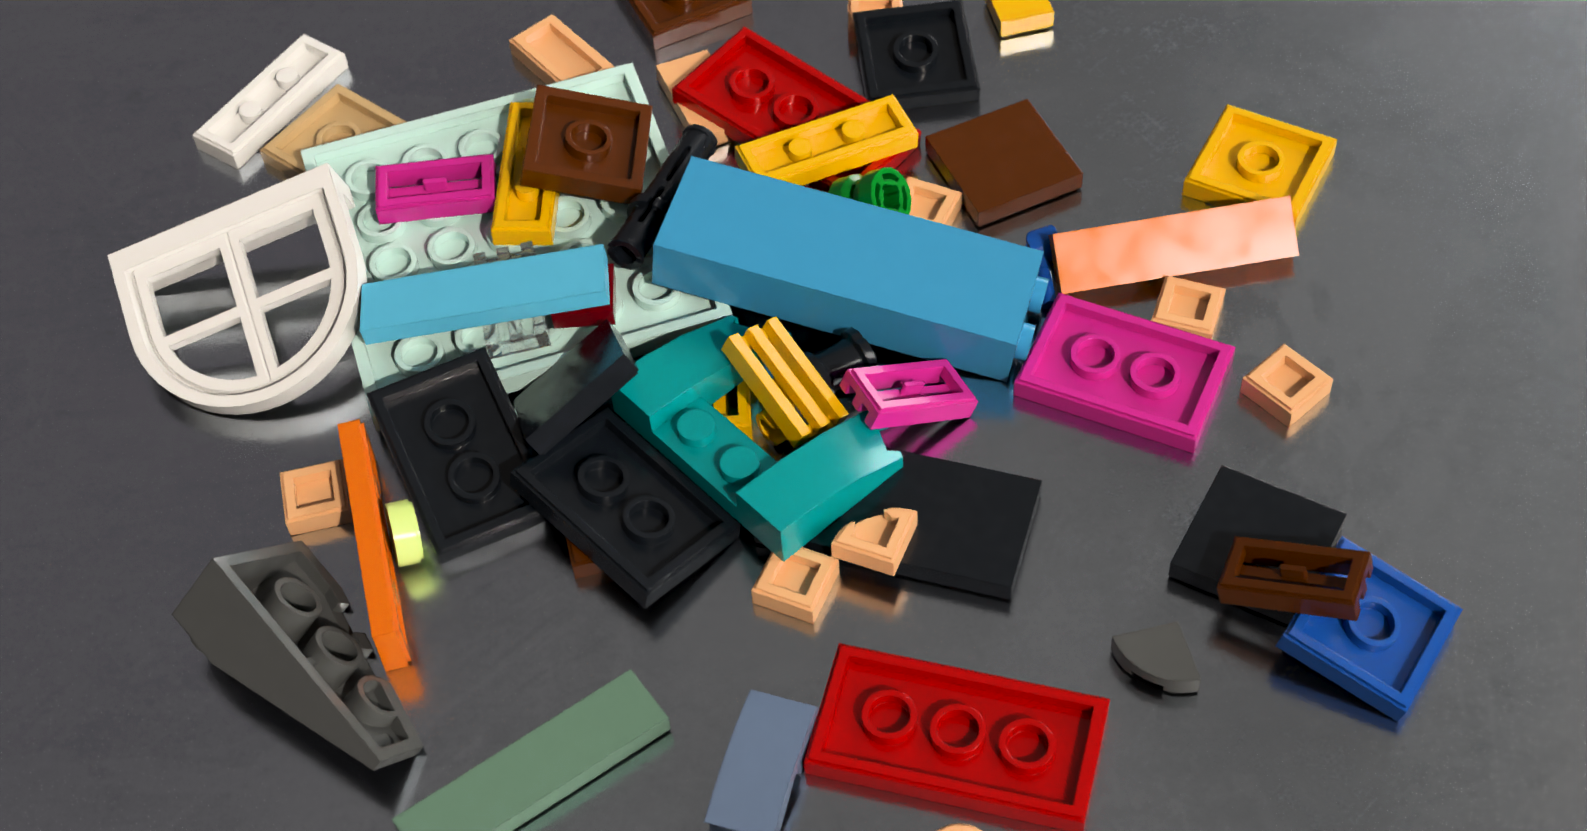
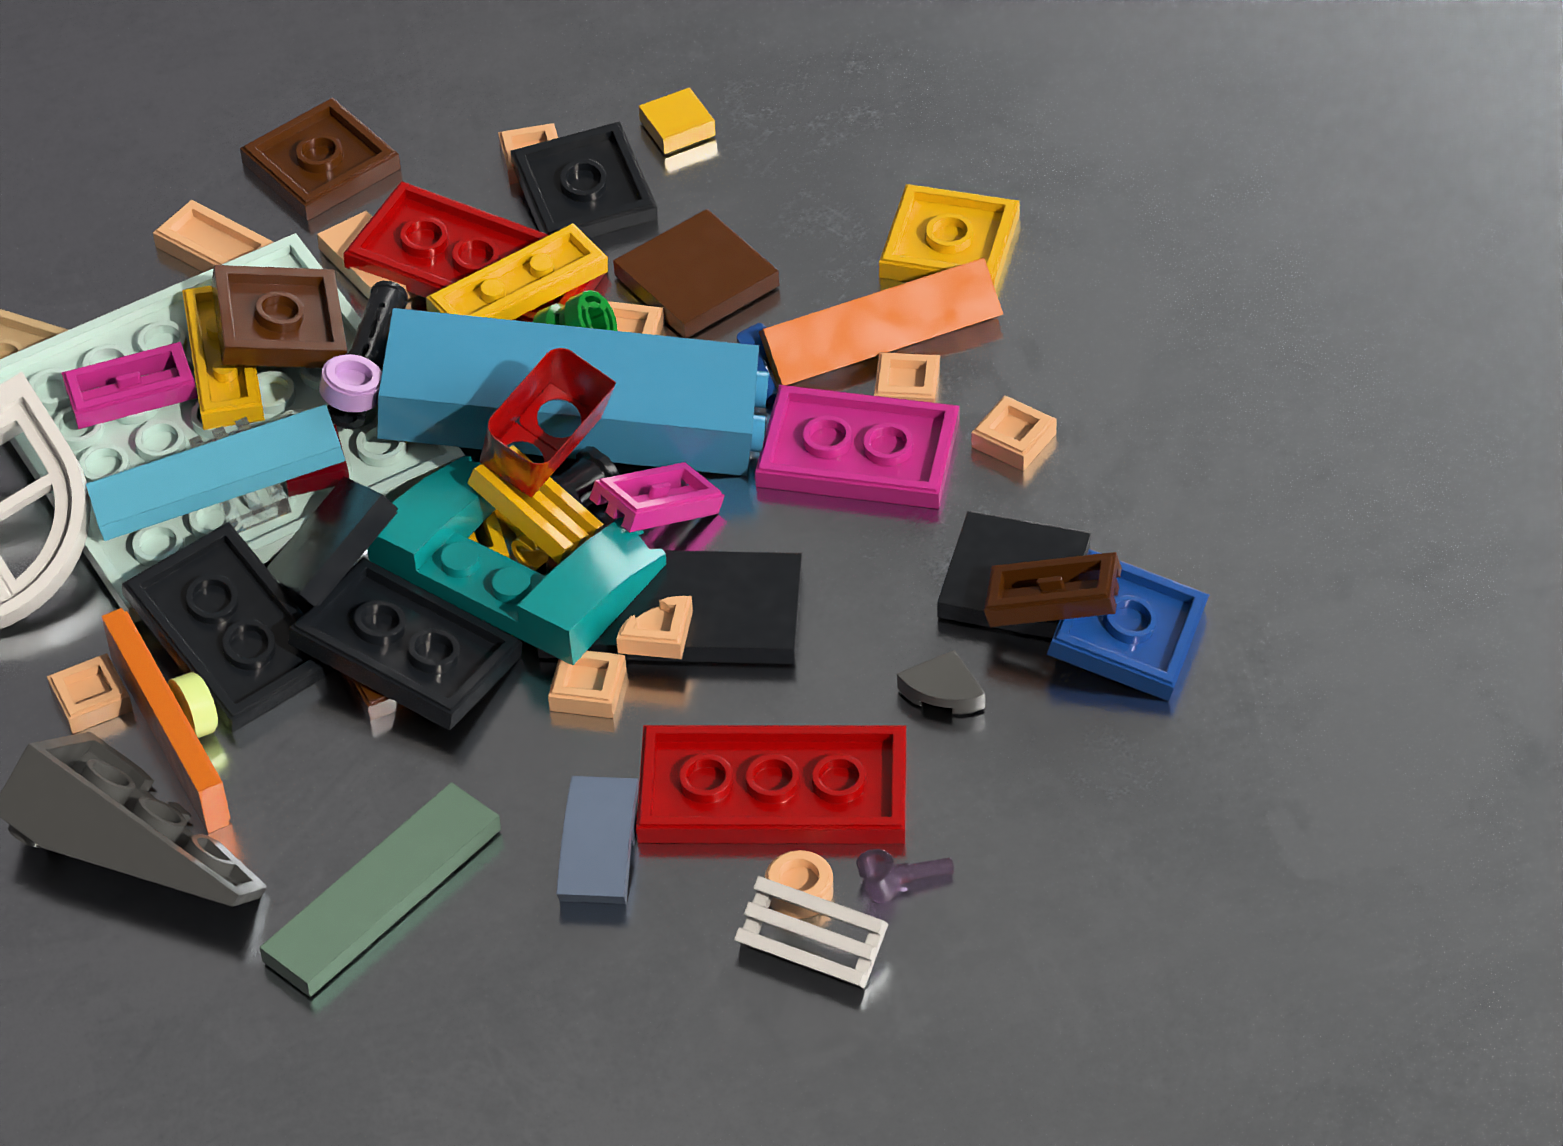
camera: 15 degrees left, 5 degrees down
(631, 226) = (350, 383): none -> lavender tile
(825, 256) = (556, 377): none -> red piece

